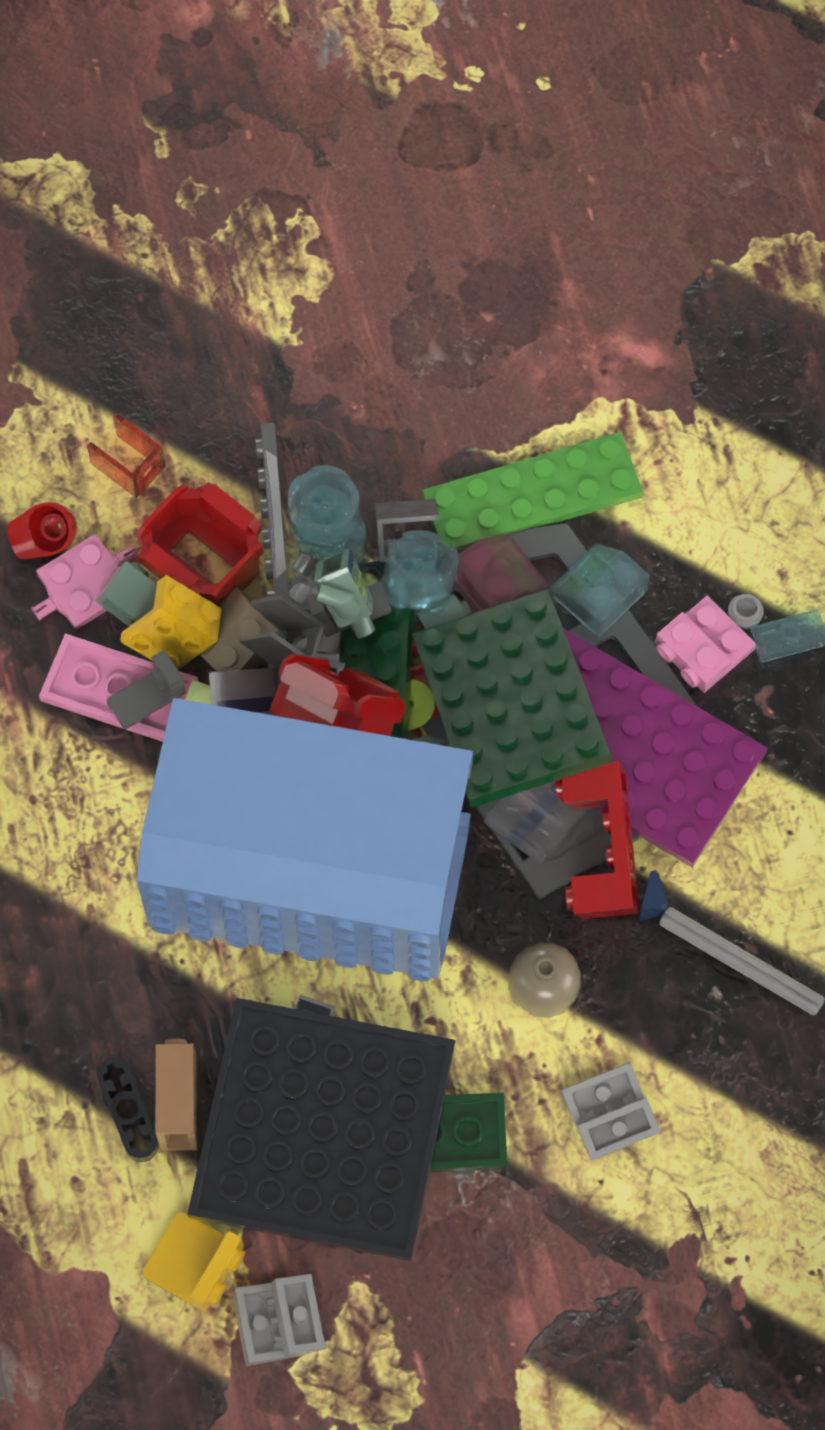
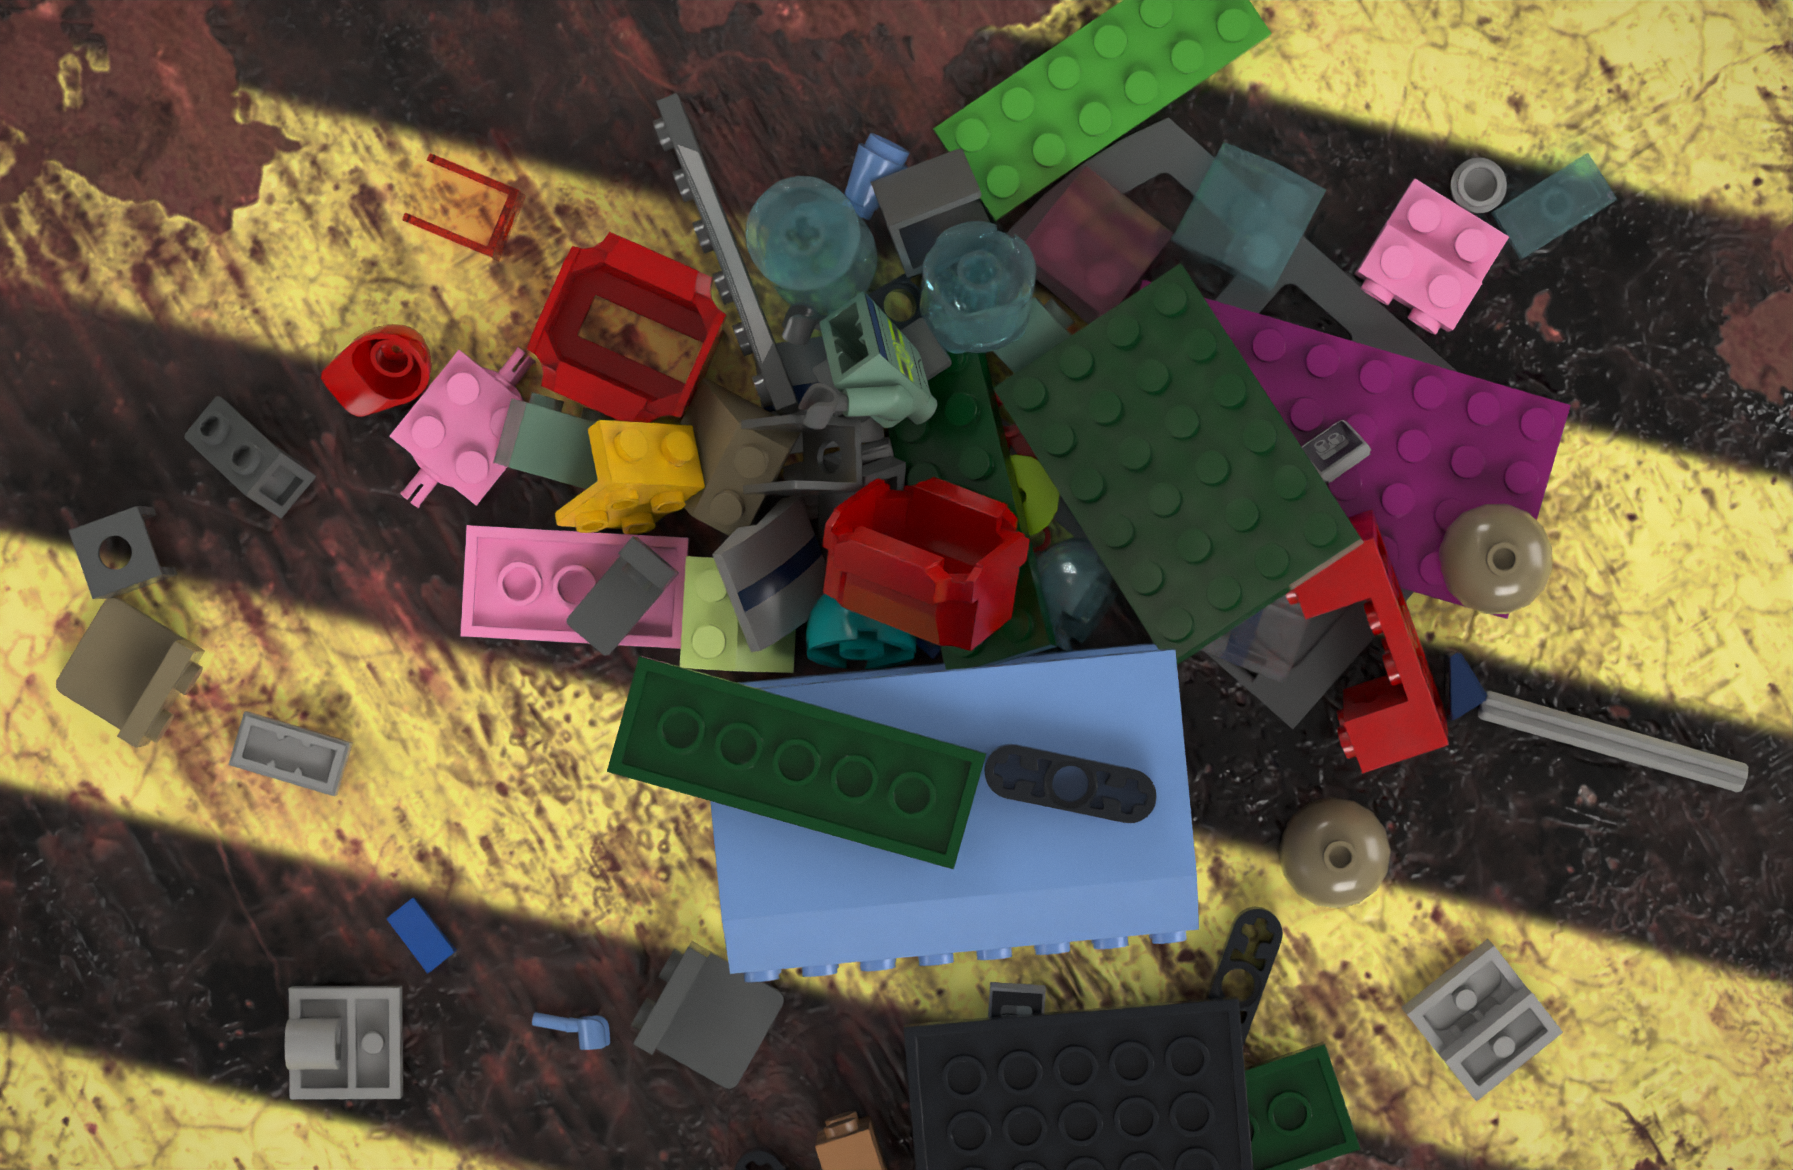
camera: 20 degrees left, 20 degrees up
(38, 957) = (592, 1030): none -> medium blue hand
(113, 964) = (707, 1016): none -> dark grey bracket
(219, 747) = (796, 762): none -> dark green plate
(379, 493) = (872, 161): none -> medium blue cone
(413, 809) = (1111, 806): none -> black beam
(482, 1028) = (1263, 950): none -> black beam
(617, 729) = (1336, 450): none -> slope
(695, 819) = (1495, 558): none -> dark tan cylinder

